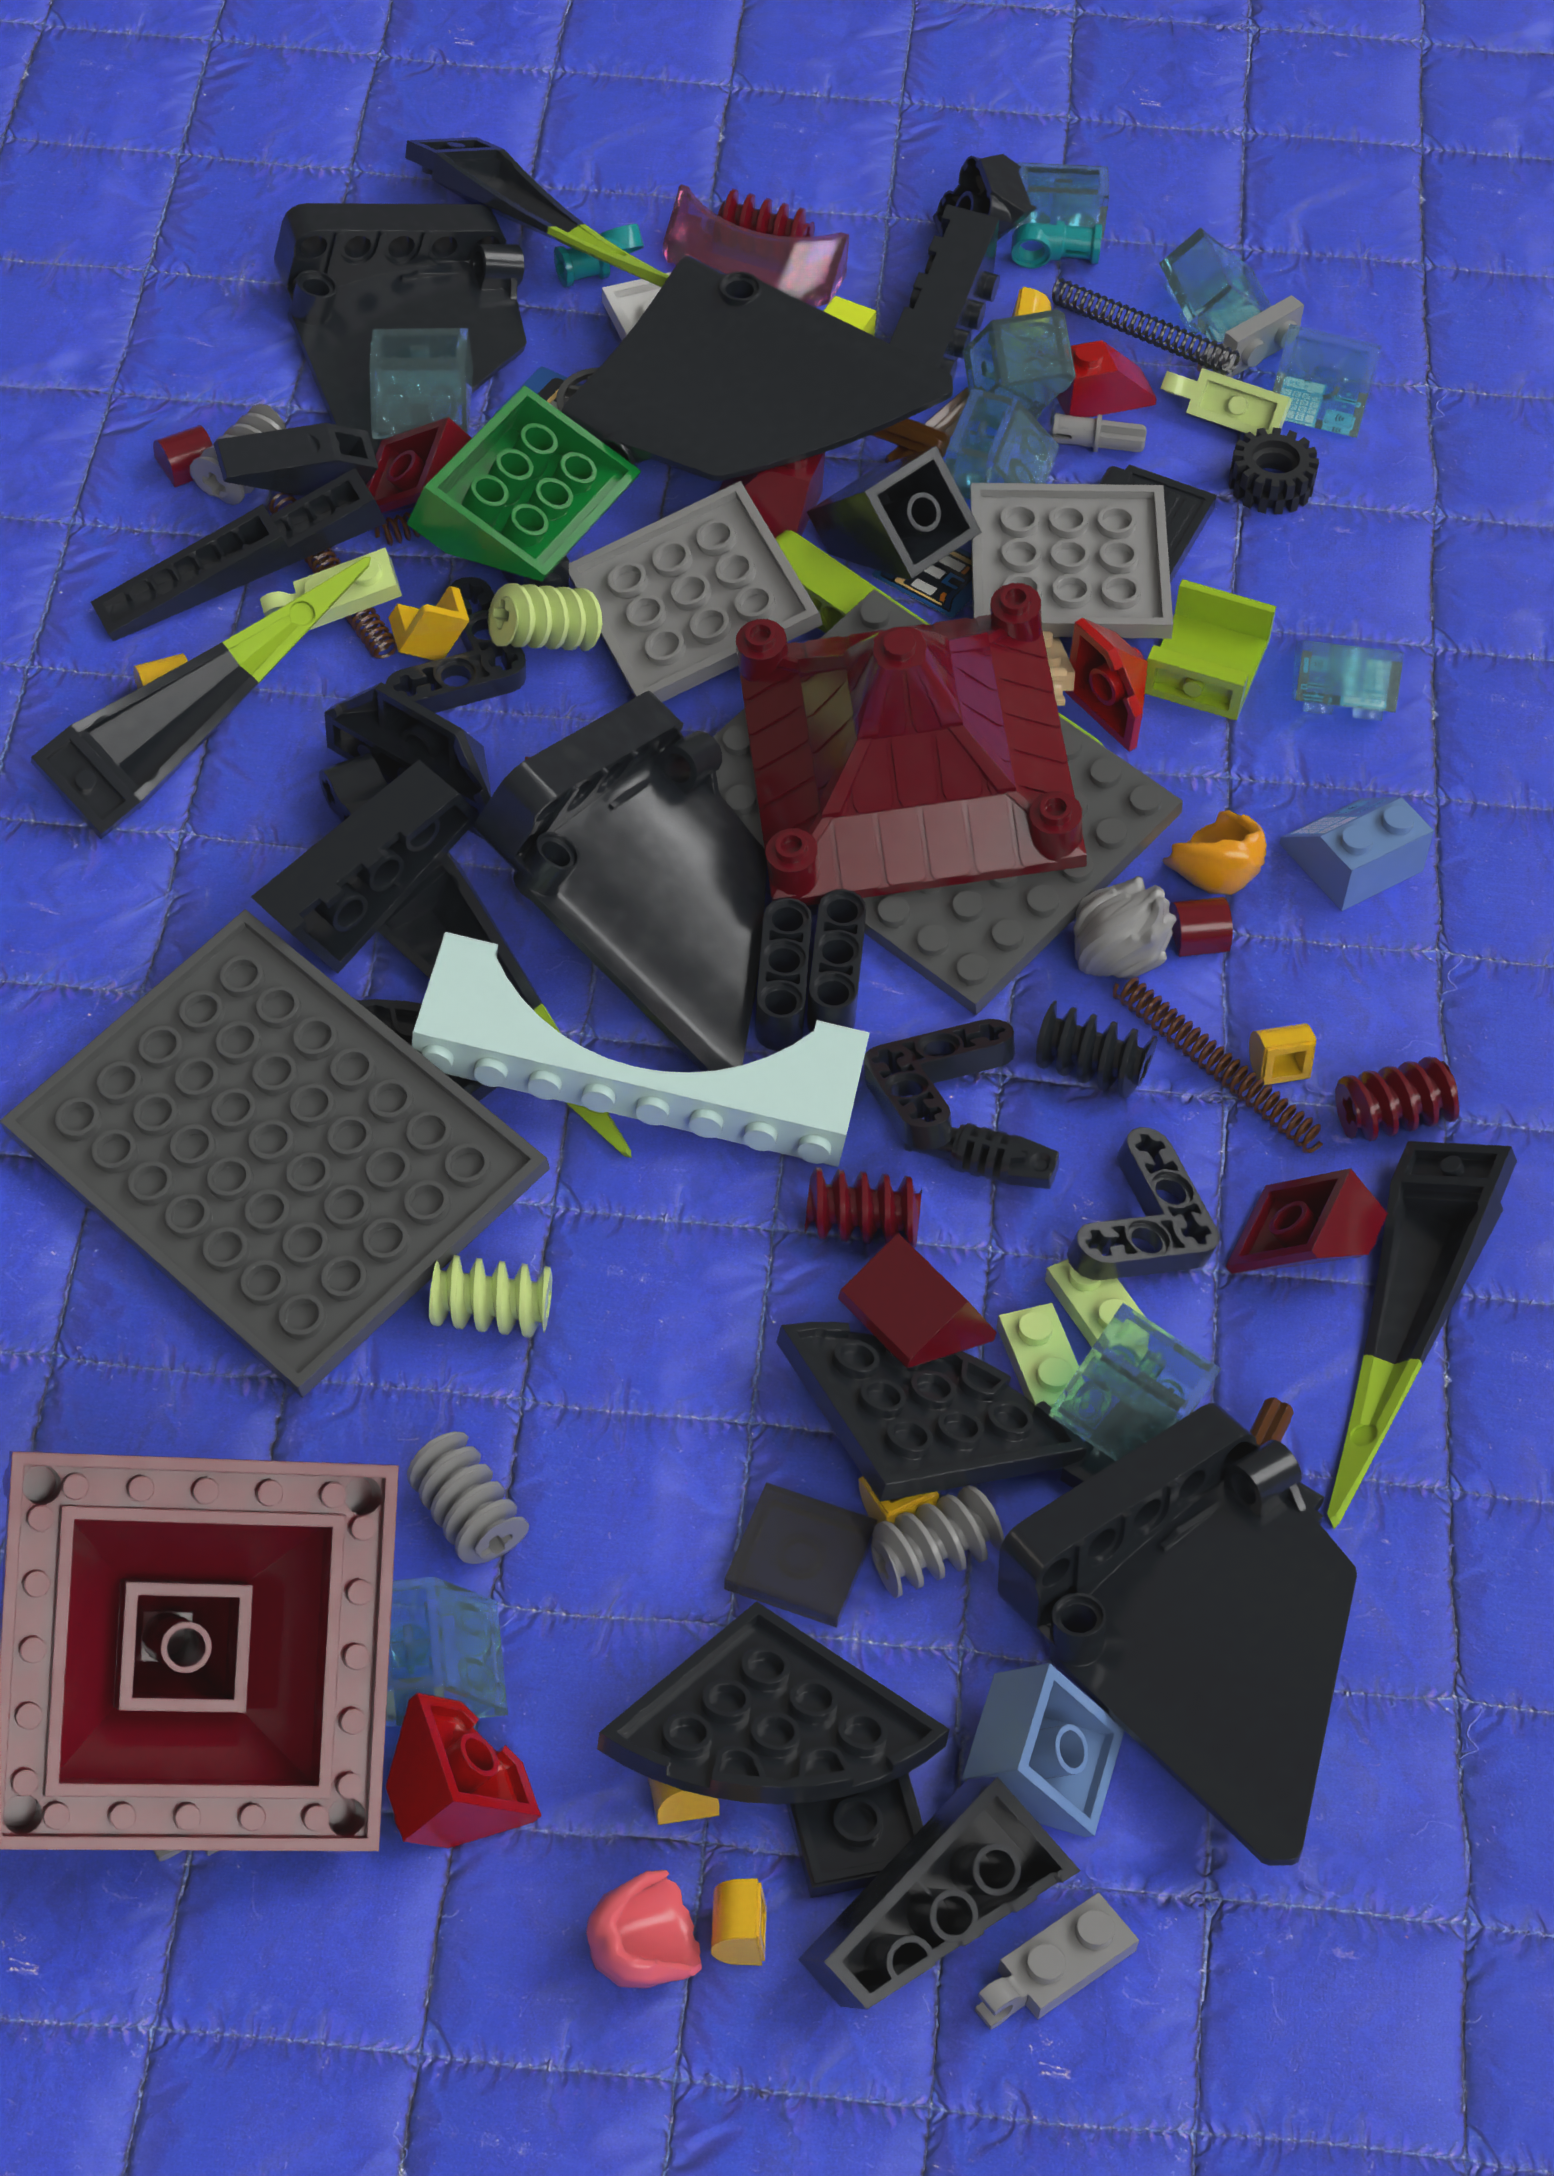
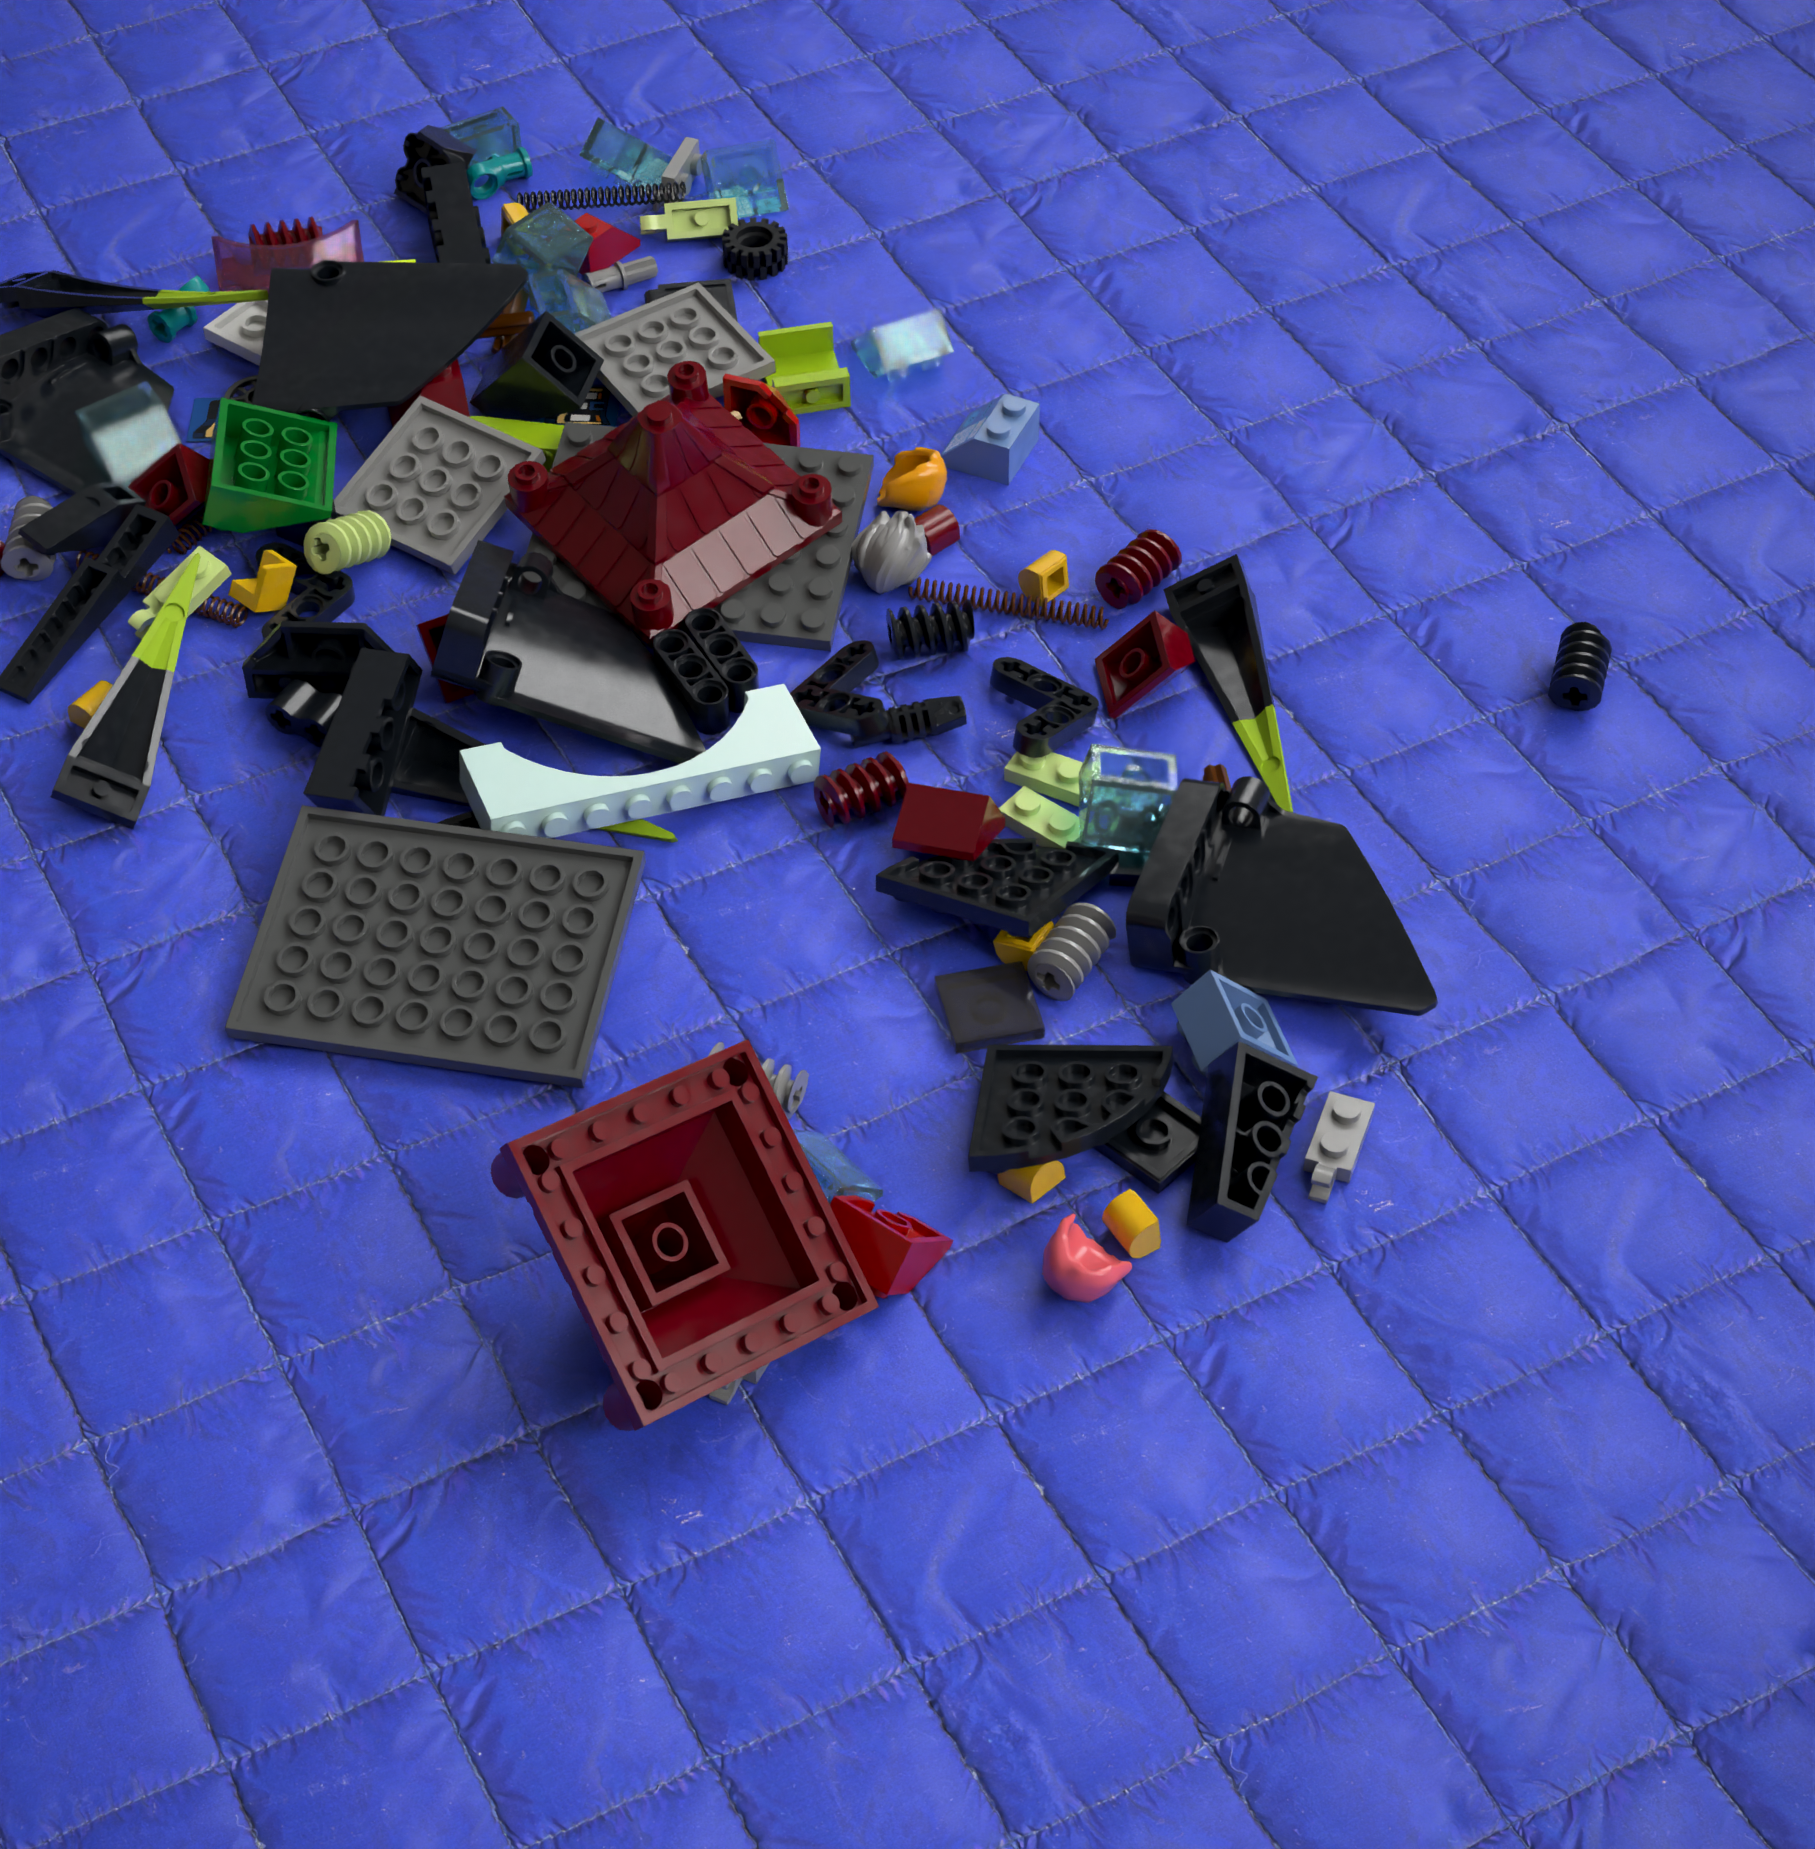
camera: 30 degrees left, 5 degrees down
(490, 1297) = (666, 956): yellowish green piece -> none

